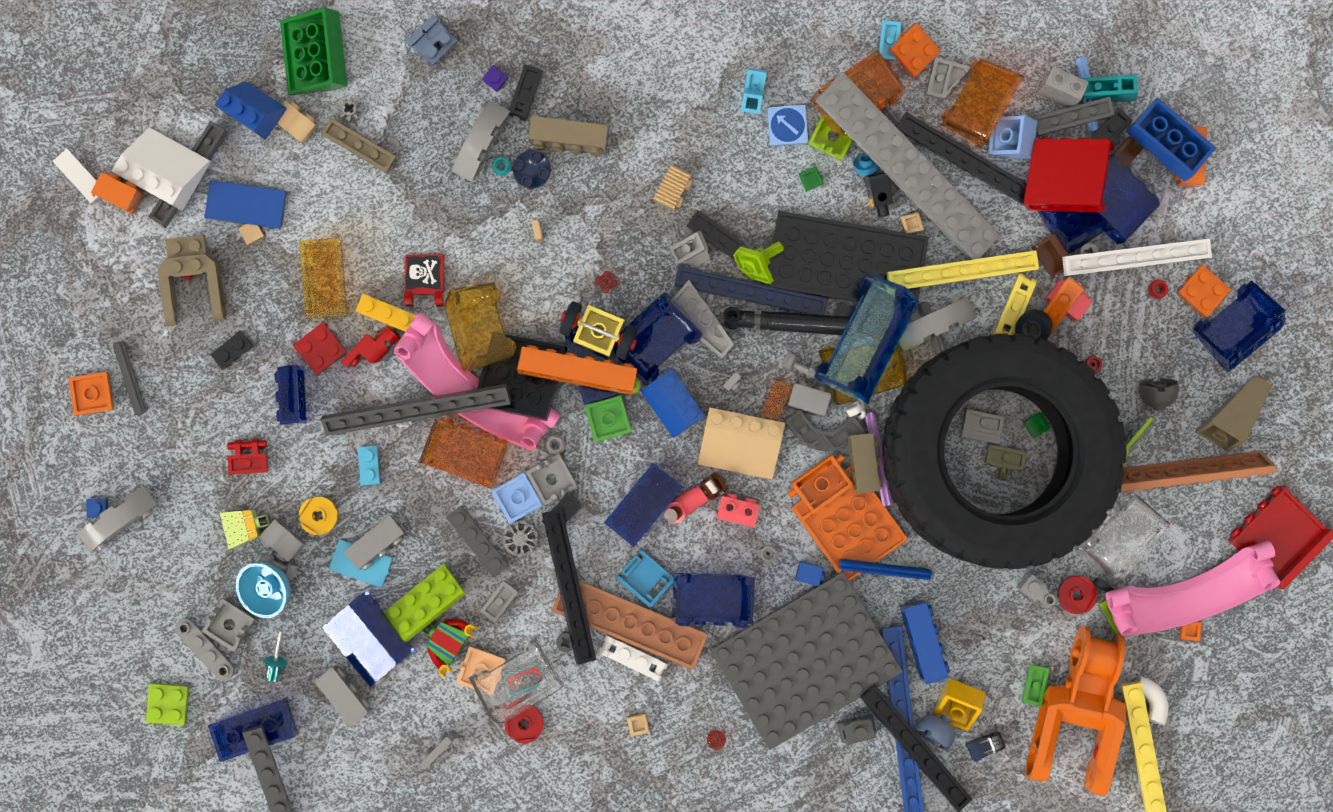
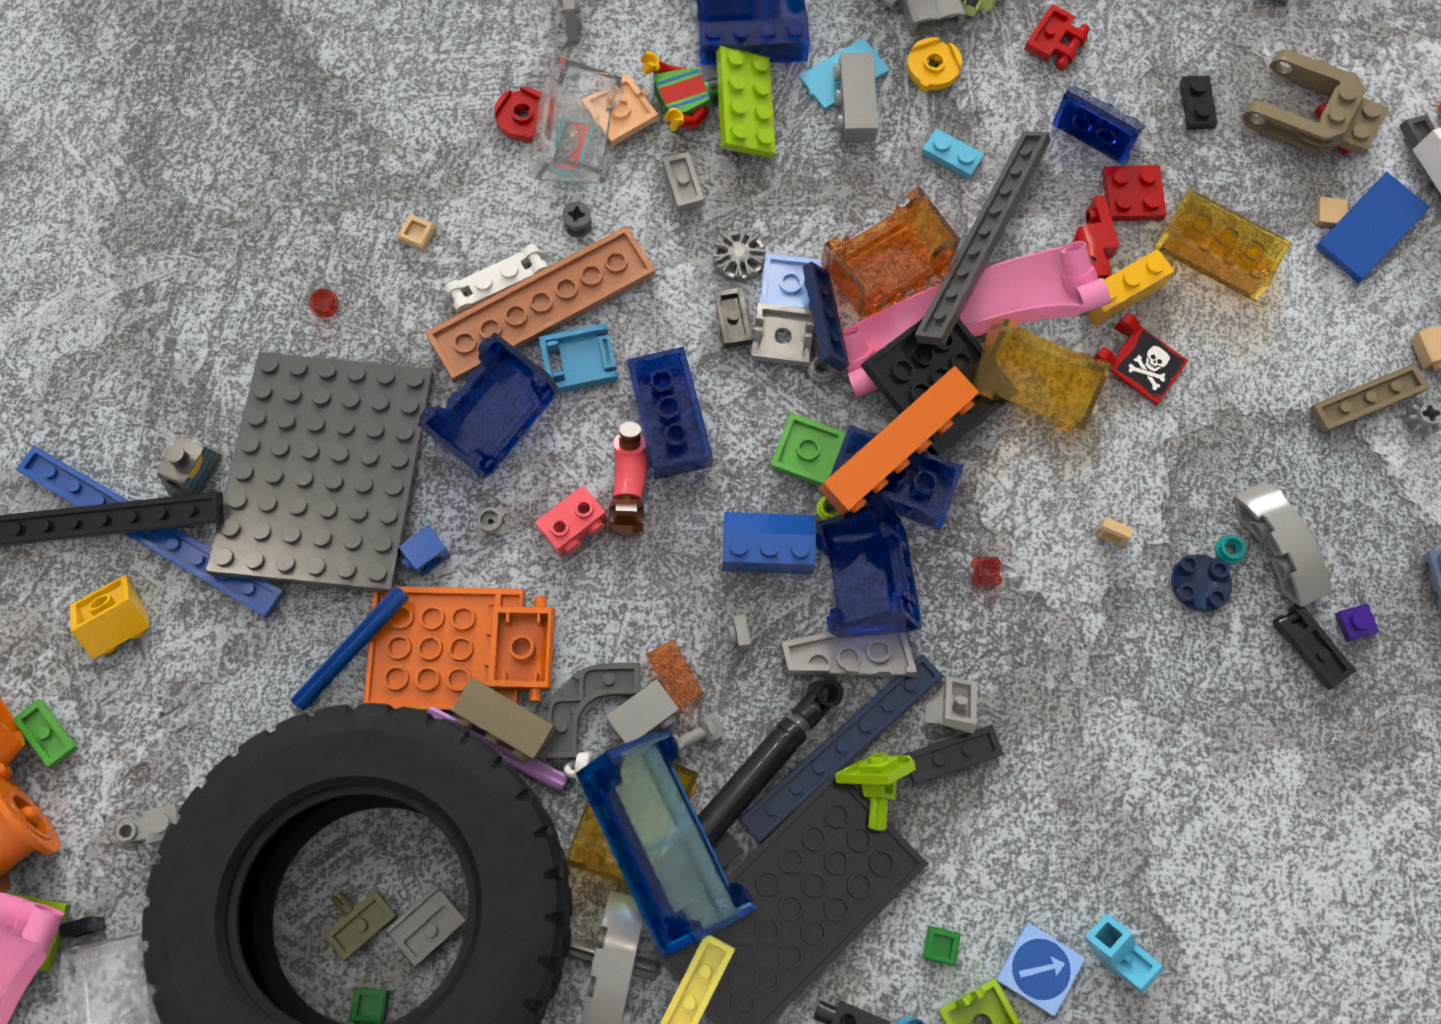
camera: 125 degrees right, 15 degrees down
(477, 541) = (772, 207): dark grey plate -> none
(529, 461) = (825, 316): none -> dark blue plate
(568, 135) = (1220, 654): dark tan brick -> none
(569, 586) = (639, 259): black plate -> none
(598, 330) = (934, 496): brick -> none
(673, 187) = (1056, 744): tan brick -> none
(741, 443) = (654, 589): tan slope -> none
(924, 642) = (218, 627): blue brick -> none
(937, 730) = (99, 561): sand blue cylinder -> none
(985, 746) = (31, 610): dark blue leg -> none
(1087, 592) = (123, 890): red plate -> none

